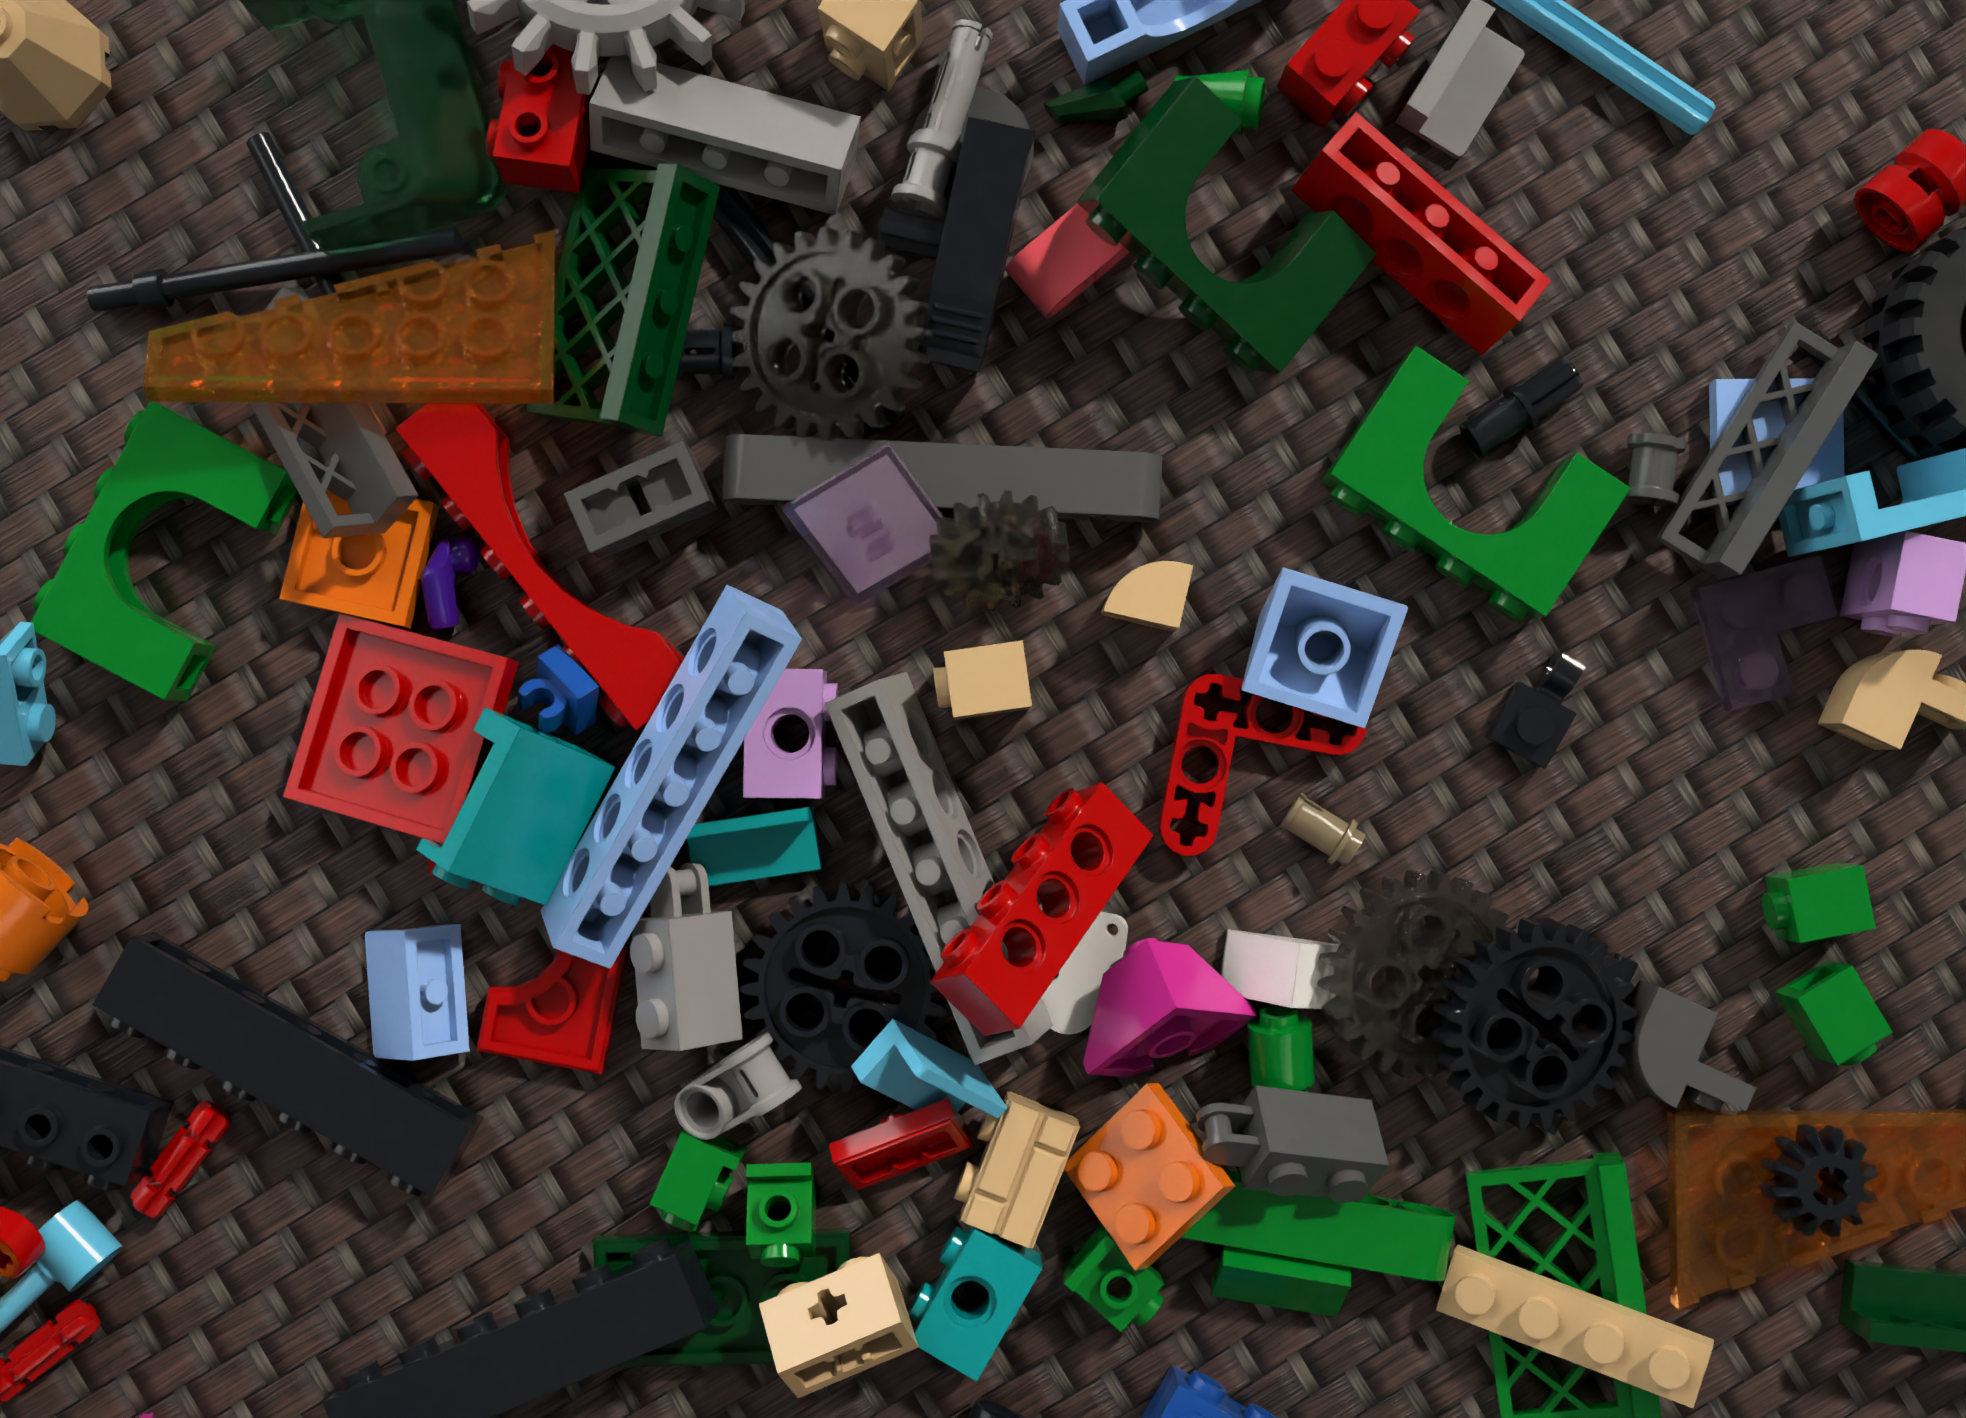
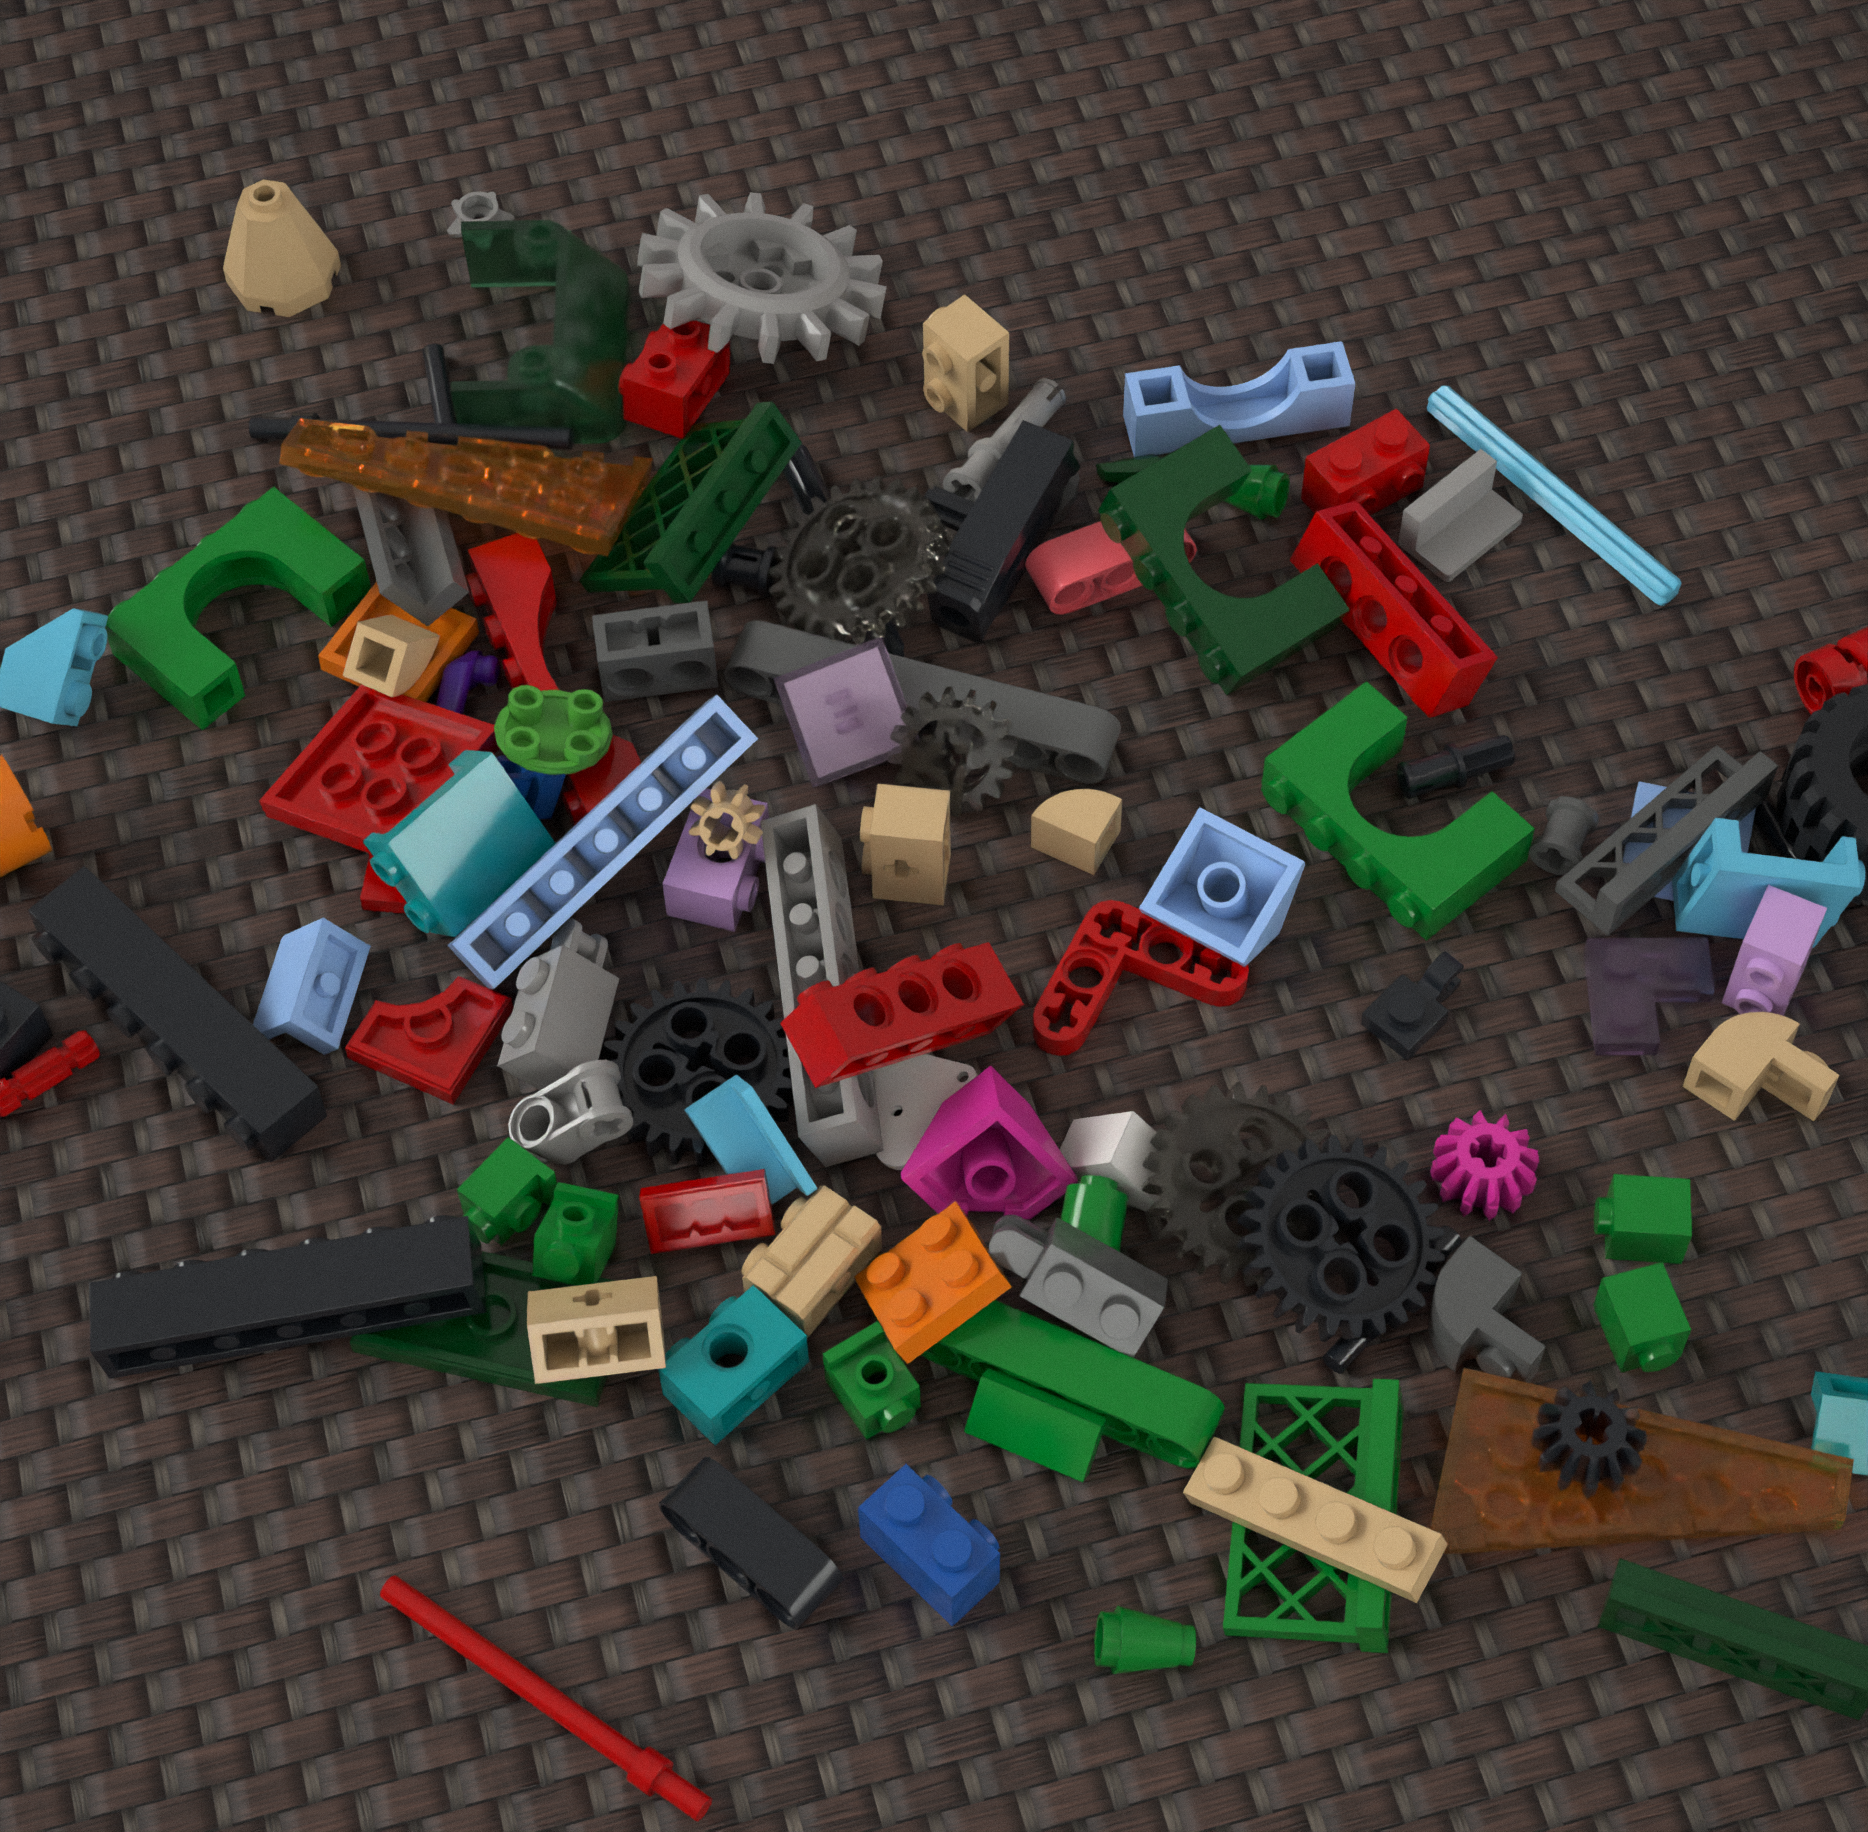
camera: 20 degrees right, 30 degrees down
(358, 590) = (389, 654): none -> tan brick
(570, 653) = (553, 730): none -> bright green dish
(726, 134) = (826, 415): light grey brick -> none
(756, 845) = (659, 935): teal panel -> none
(793, 725) = (717, 835): none -> tan gear
(1323, 830) = (1196, 1062): dark tan pin -> none
(1670, 897) = (1499, 1182): none -> dark pink gear

